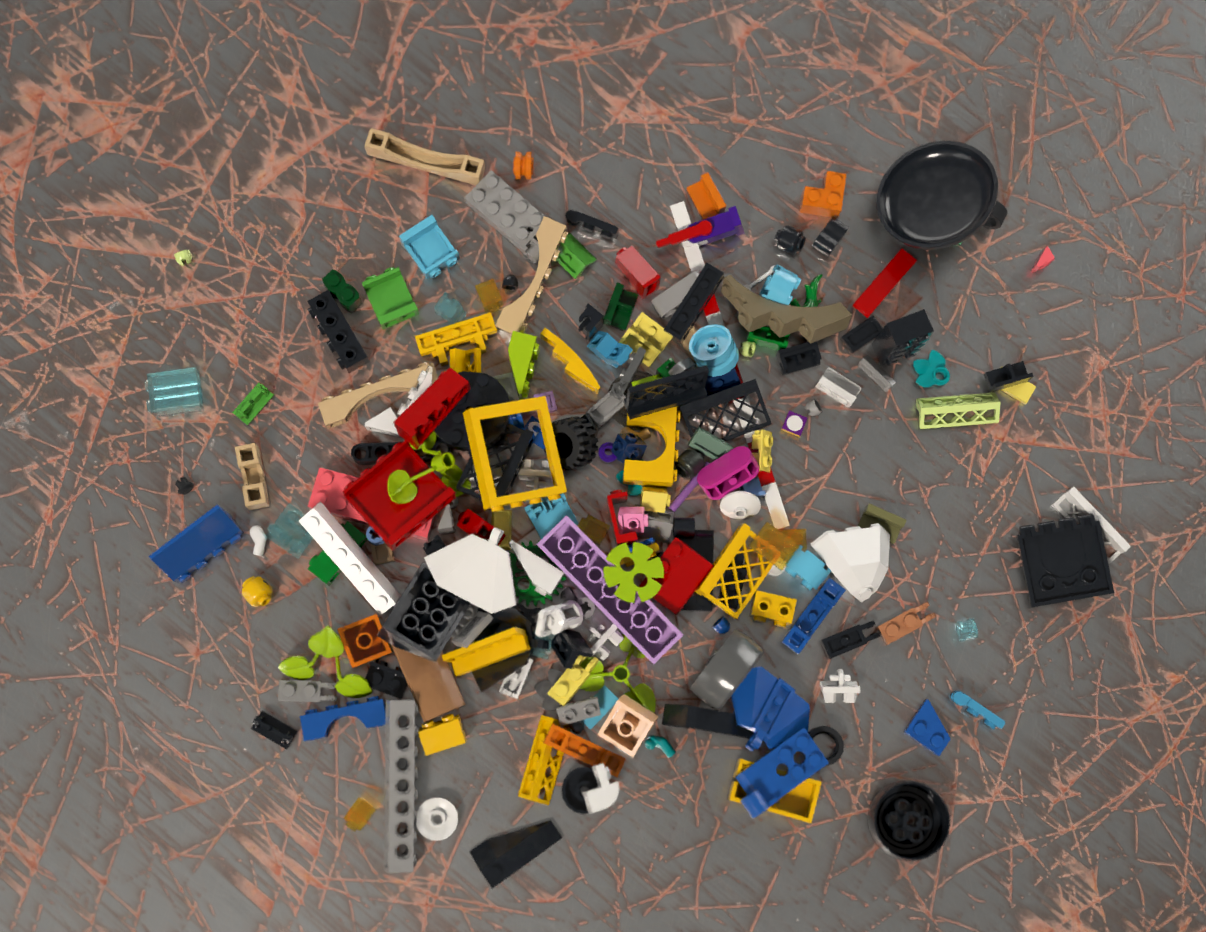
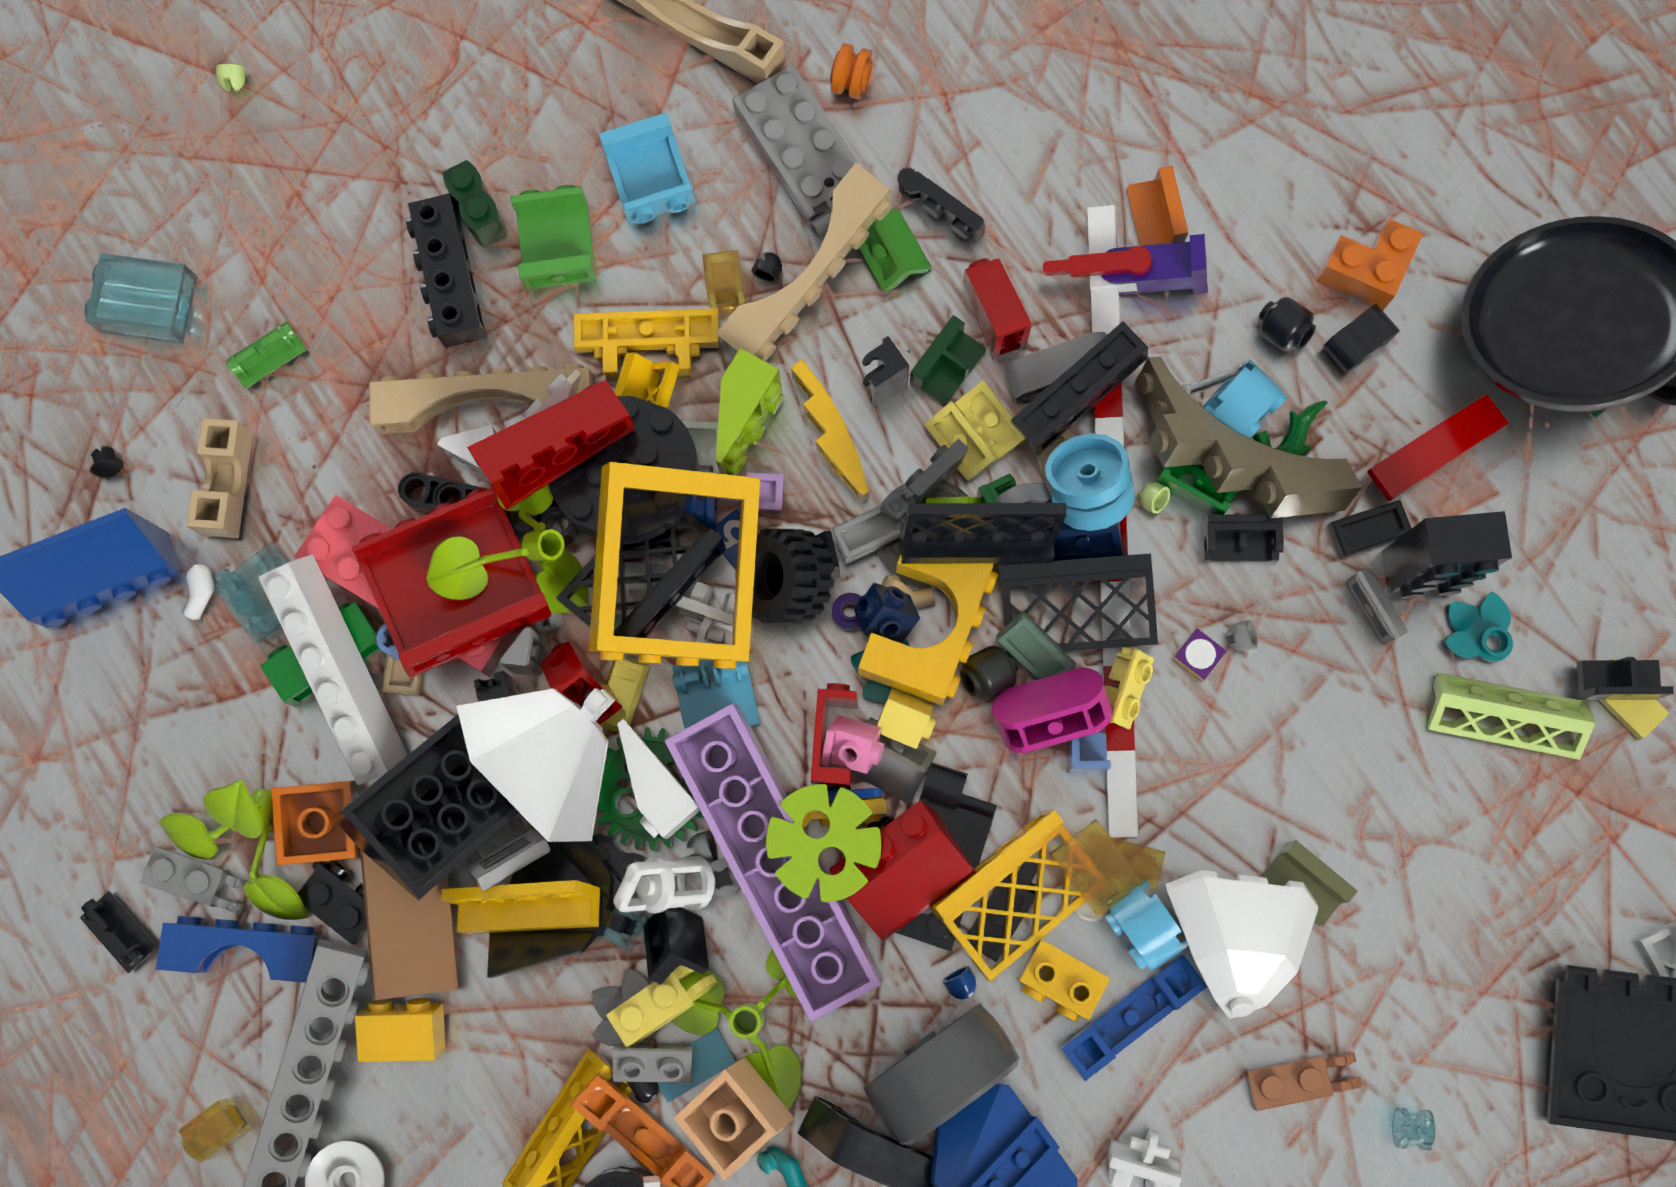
camera: 30 degrees right, 0 degrees up
(257, 591) = (165, 680): yellow head -> none
(450, 309) = (648, 283): clear light blue brick -> none
(514, 683) = (558, 977): white hinge -> none
(593, 529) = (781, 741): clear yellow brick -> none
(609, 349) = (905, 429): dark azure brick -> none
(611, 634) = (725, 959): white hips -> none
(684, 493) = (964, 723): medium lavender bar -> none
(740, 505) = (1057, 774): white dish -> none
(838, 387) = (1299, 612): white panel -> none
(848, 640) = (1185, 1080): black hinge -> none

